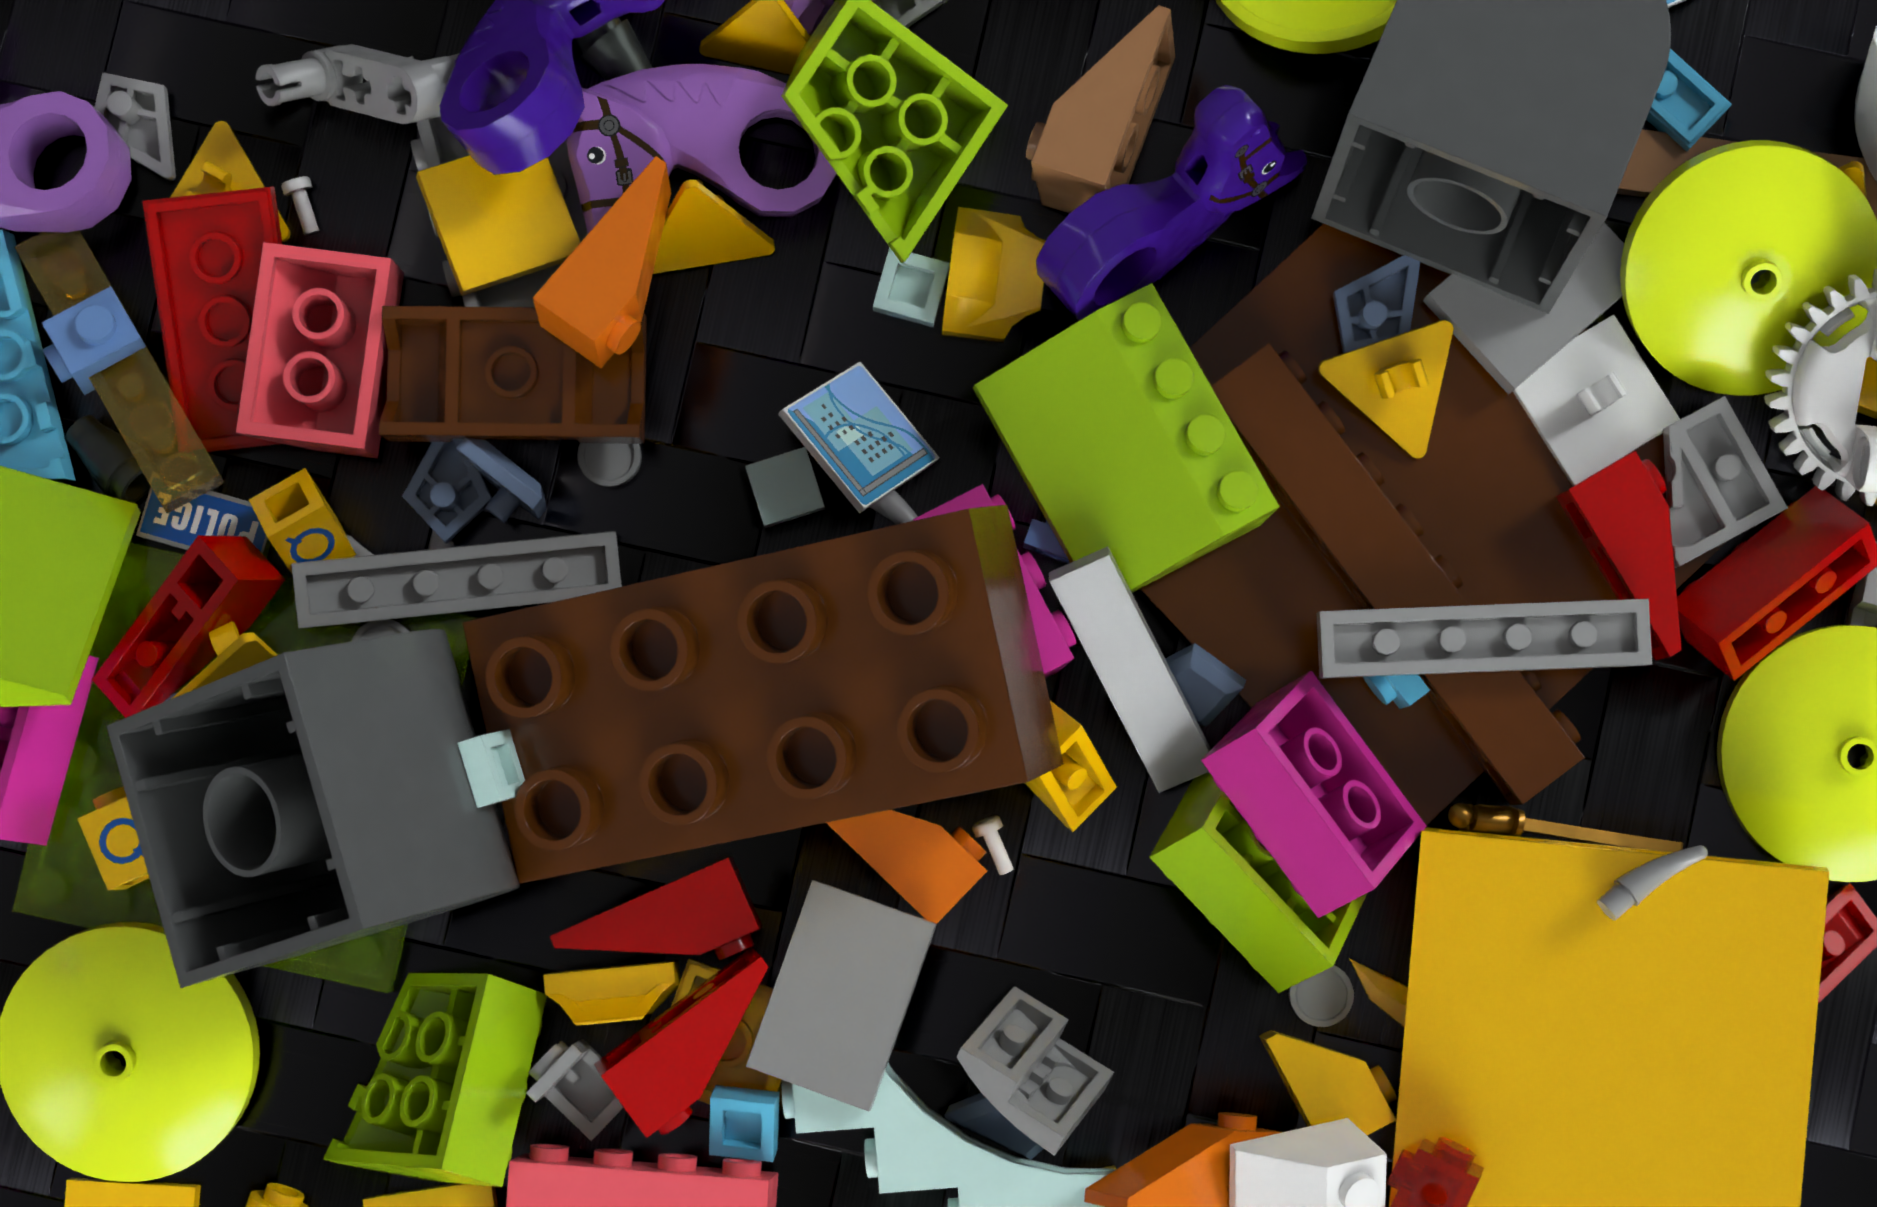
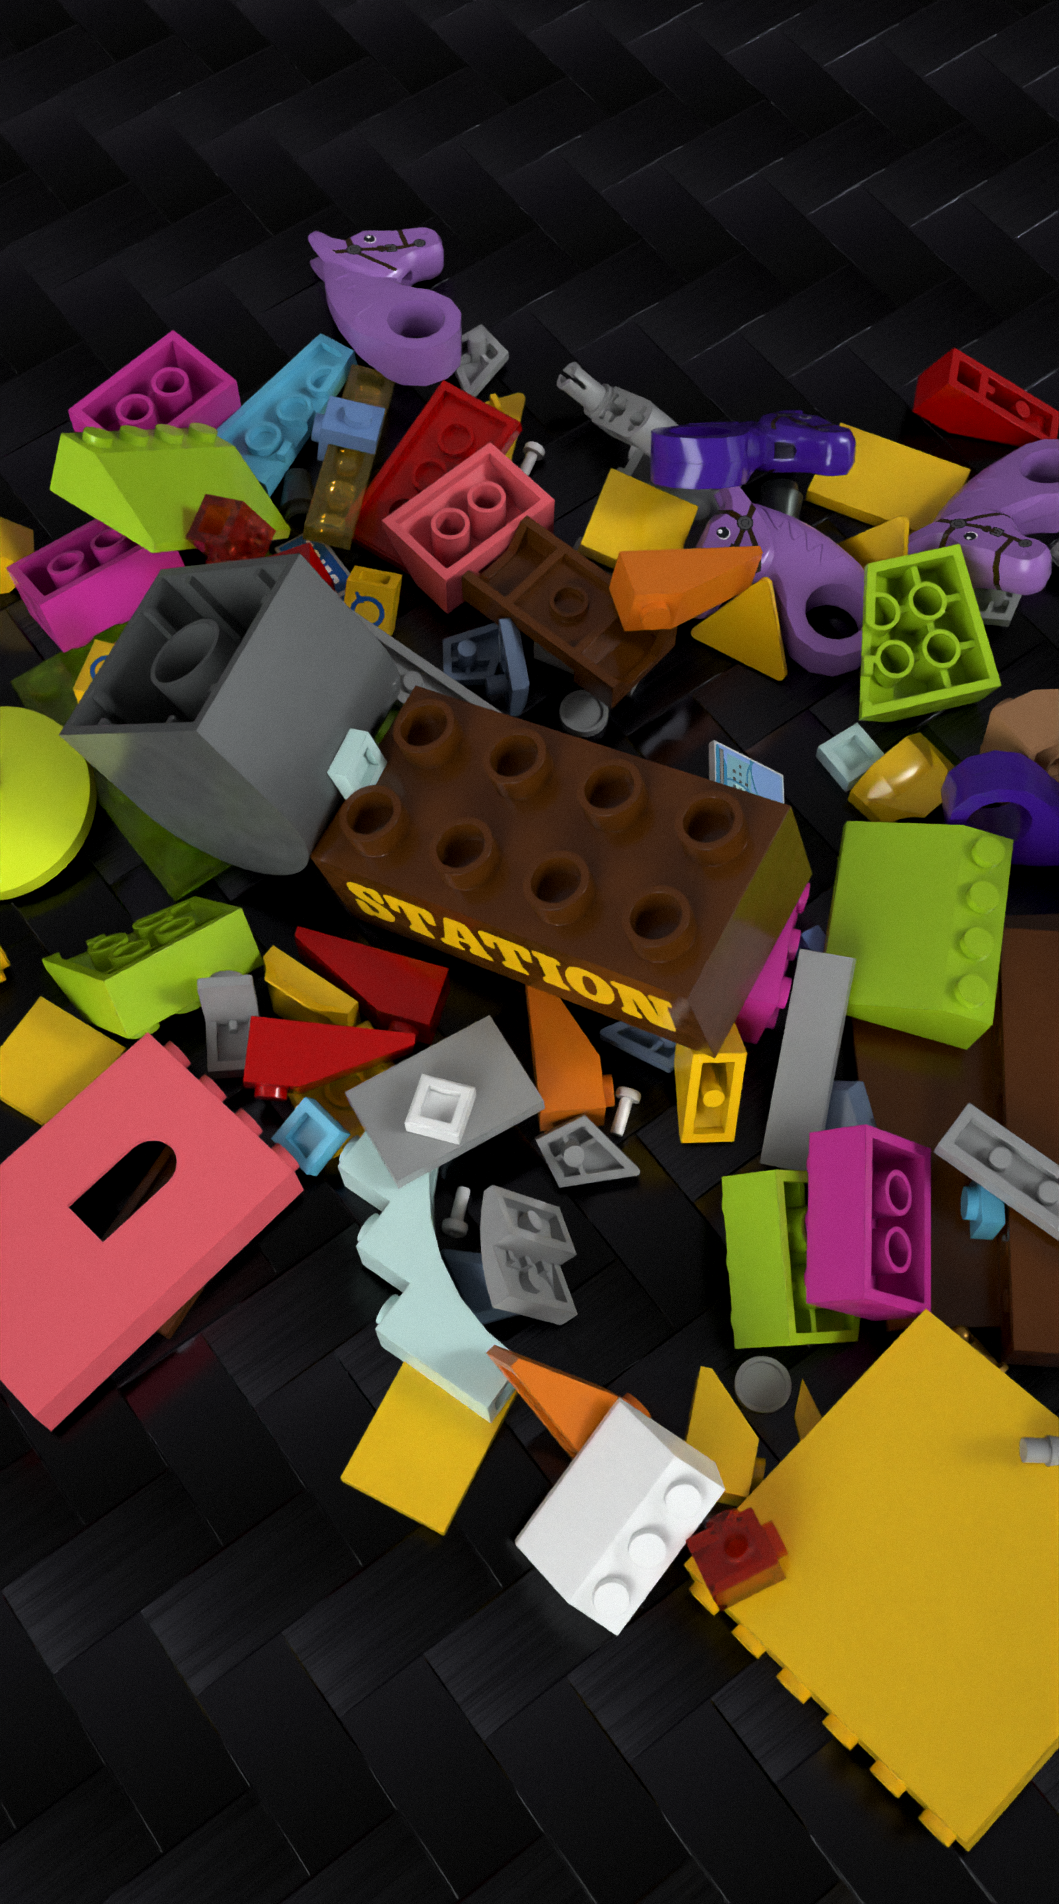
camera: 40 degrees right, 20 degrees down
(118, 605) = (229, 531): none -> clear red brick
(851, 1013) = (440, 1109): none -> white tile
(936, 1081) = (455, 1225): none -> white piece
(997, 921) = (583, 1154): none -> light grey piece

